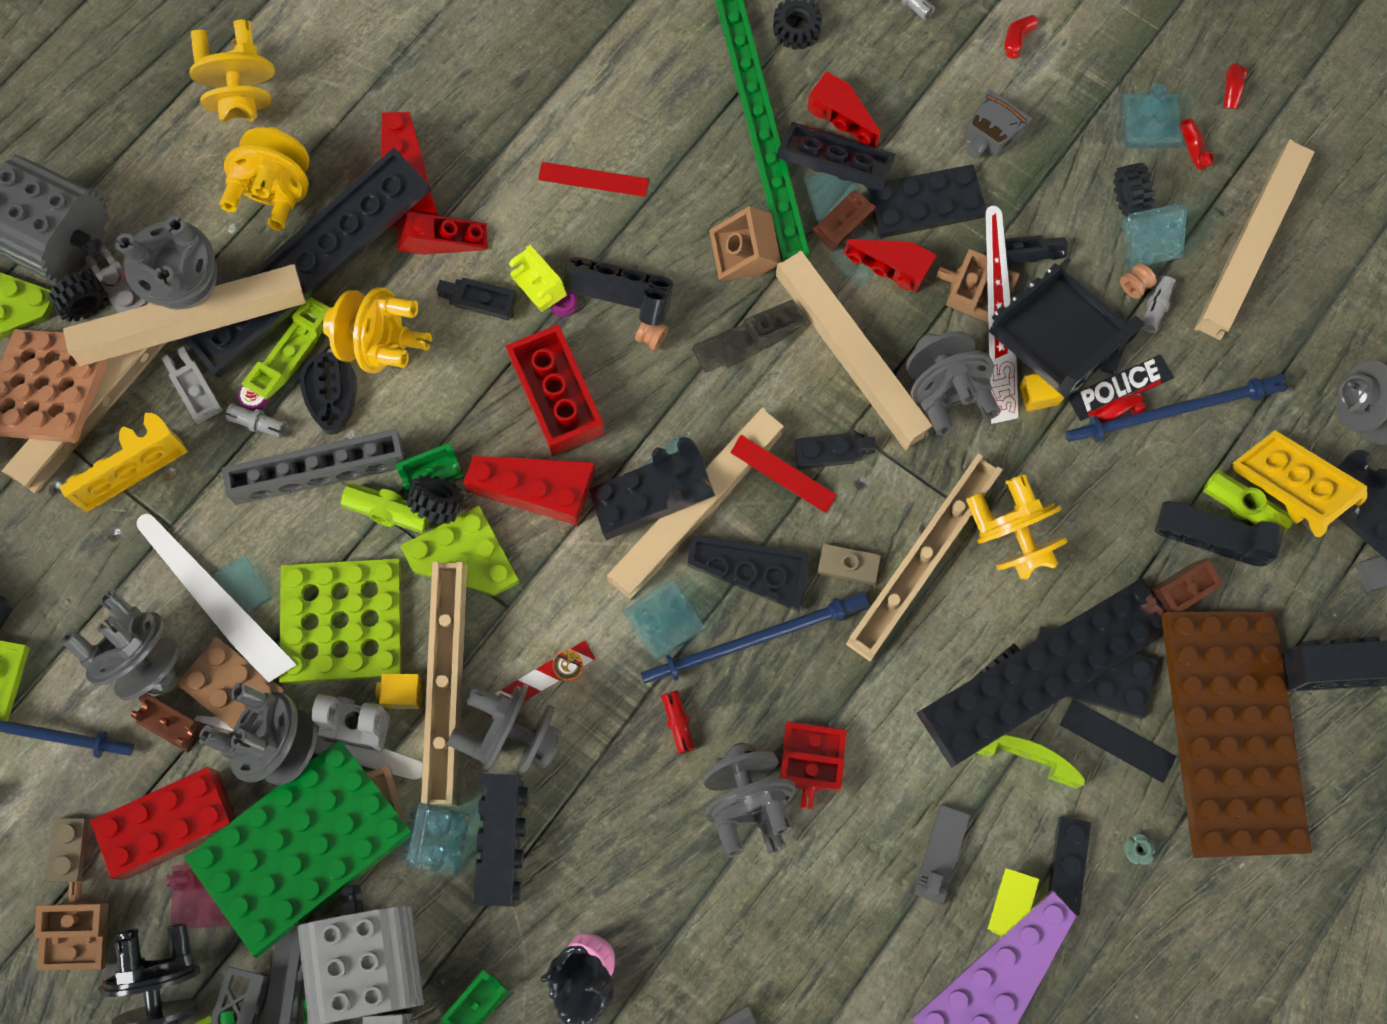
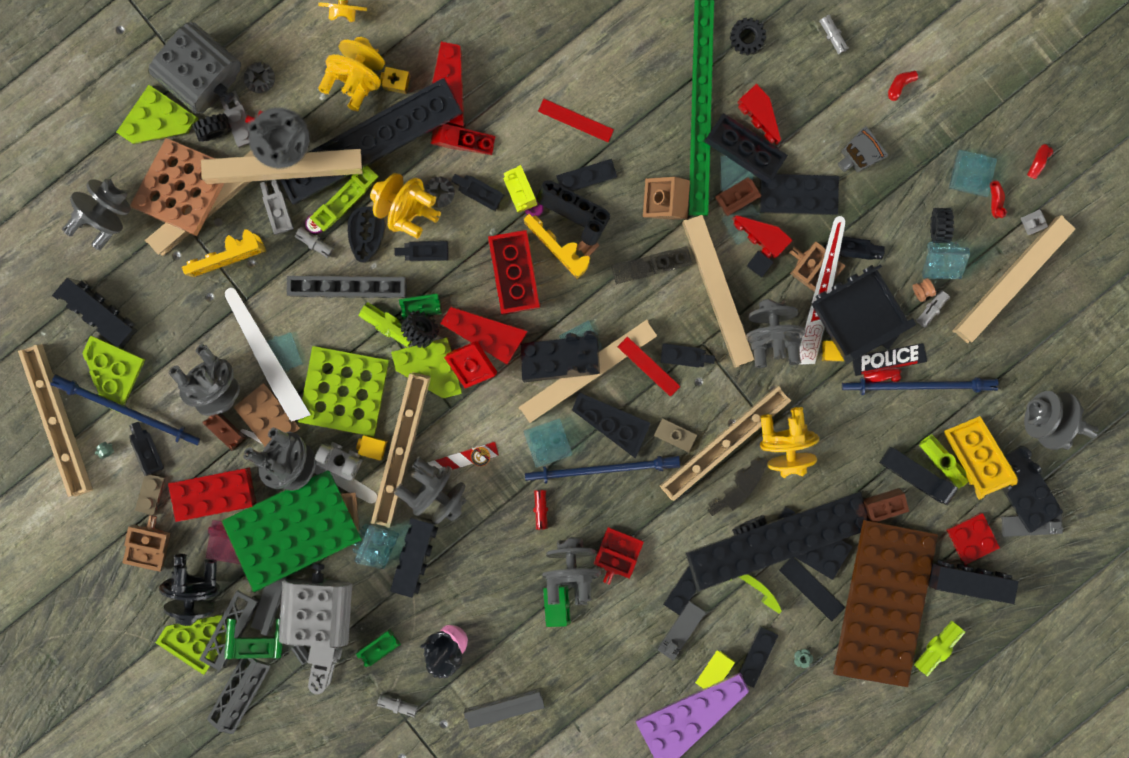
camera: 15 degrees right, 15 degrees up
(48, 782) = (145, 450): none -> black hinge
(144, 211) = (258, 86): none -> dark grey gear
(329, 179) = (399, 86): none -> yellow brick
(417, 395) = (423, 251): none -> black hinge
(433, 318) = (446, 186): none -> dark grey gear
(522, 531) = (470, 364): none -> red plate
(616, 346) = (566, 254): none -> yellow hinge
(630, 242) = (587, 175): none -> black plate
(743, 871) = (558, 614): none -> green hinge
(899, 302) = (759, 264): none -> black tile
(927, 787) = (681, 592): none -> black plate
(970, 607) = (746, 482): none -> clear smoke slope
(1255, 163) = (1034, 222): none -> light grey tile
(1327, 605) = (973, 538): none -> red plate
(1337, 780) = (939, 648): none -> lime piece

